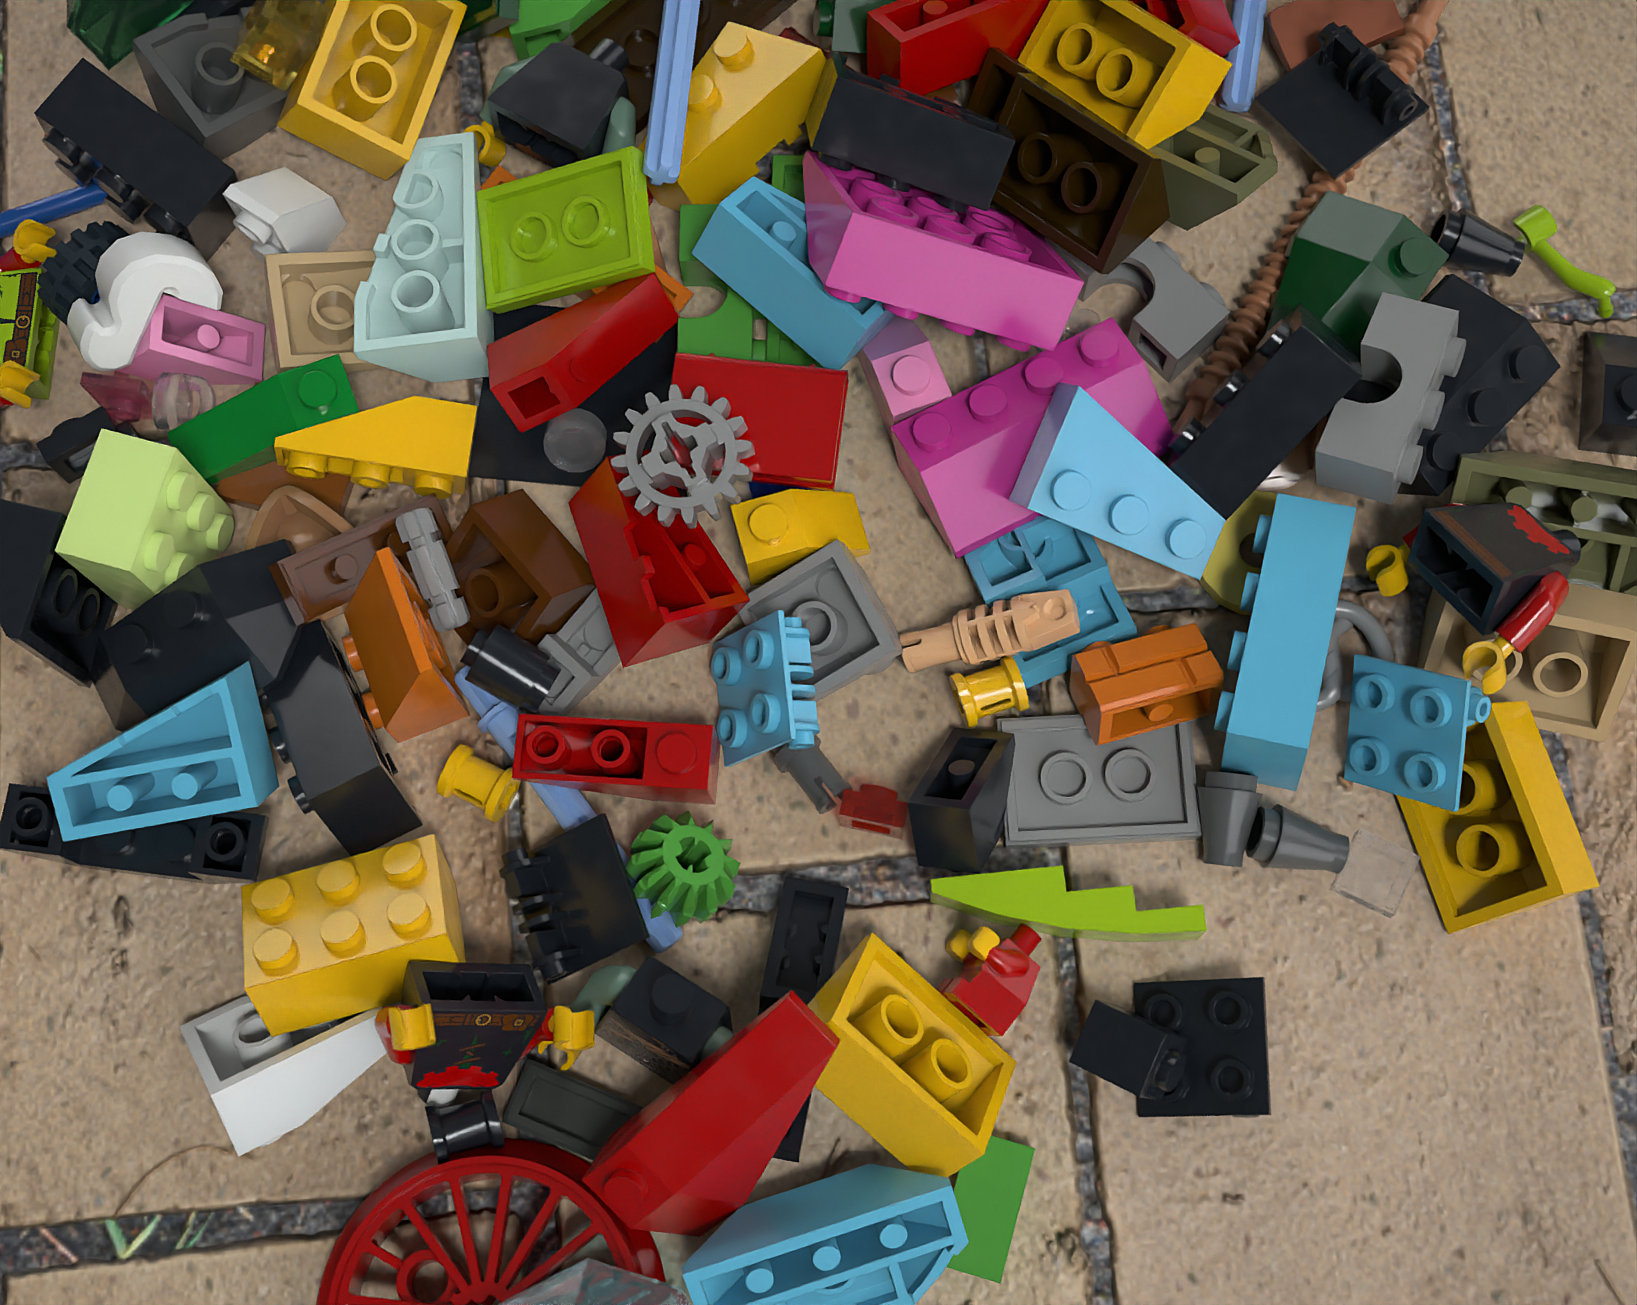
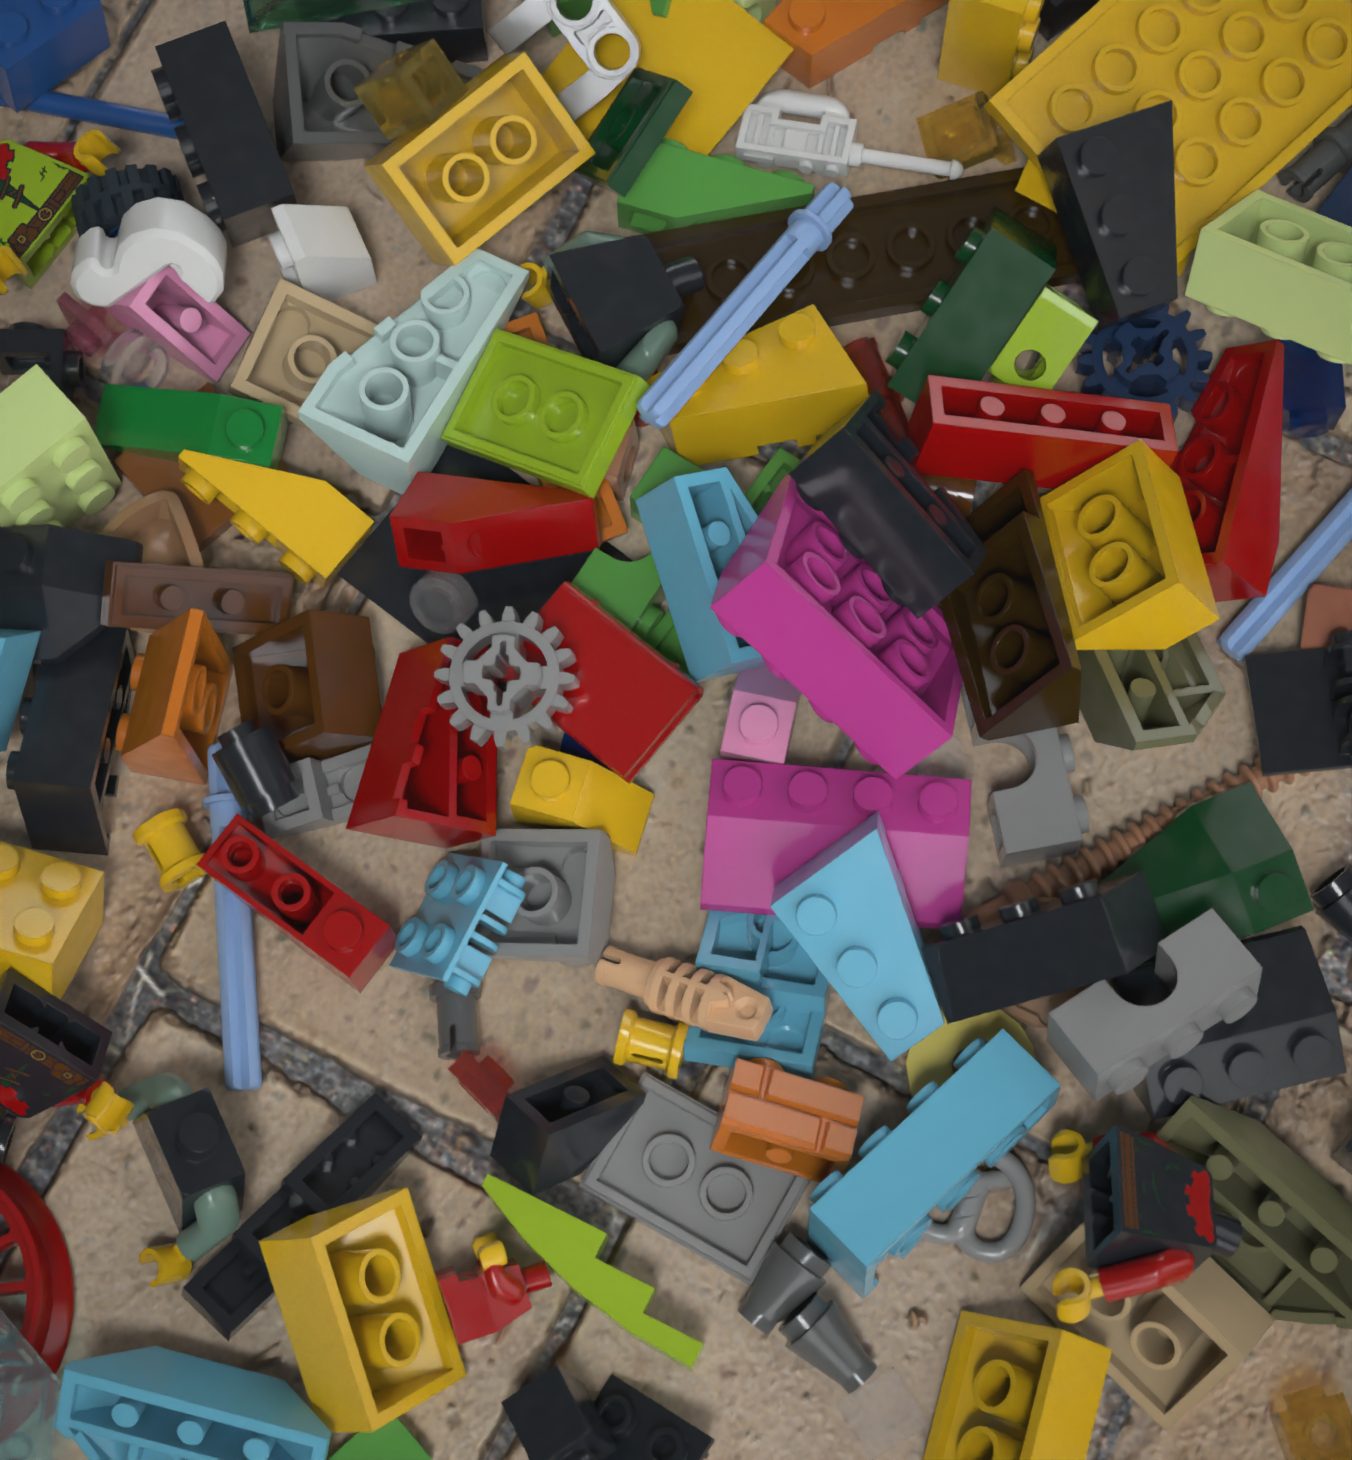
camera: 30 degrees right, 0 degrees up
(432, 569) = (247, 642): light grey axle -> none
(566, 1110) = (75, 1184): pearl dark grey tile -> none
(574, 900) = (183, 1000): black hinge -> none
(682, 869) = (271, 1044): bright green gear -> none
(714, 1131) = (164, 1269): red wedge -> none
(1410, 730) = (984, 1308): medium azure hinge -> none

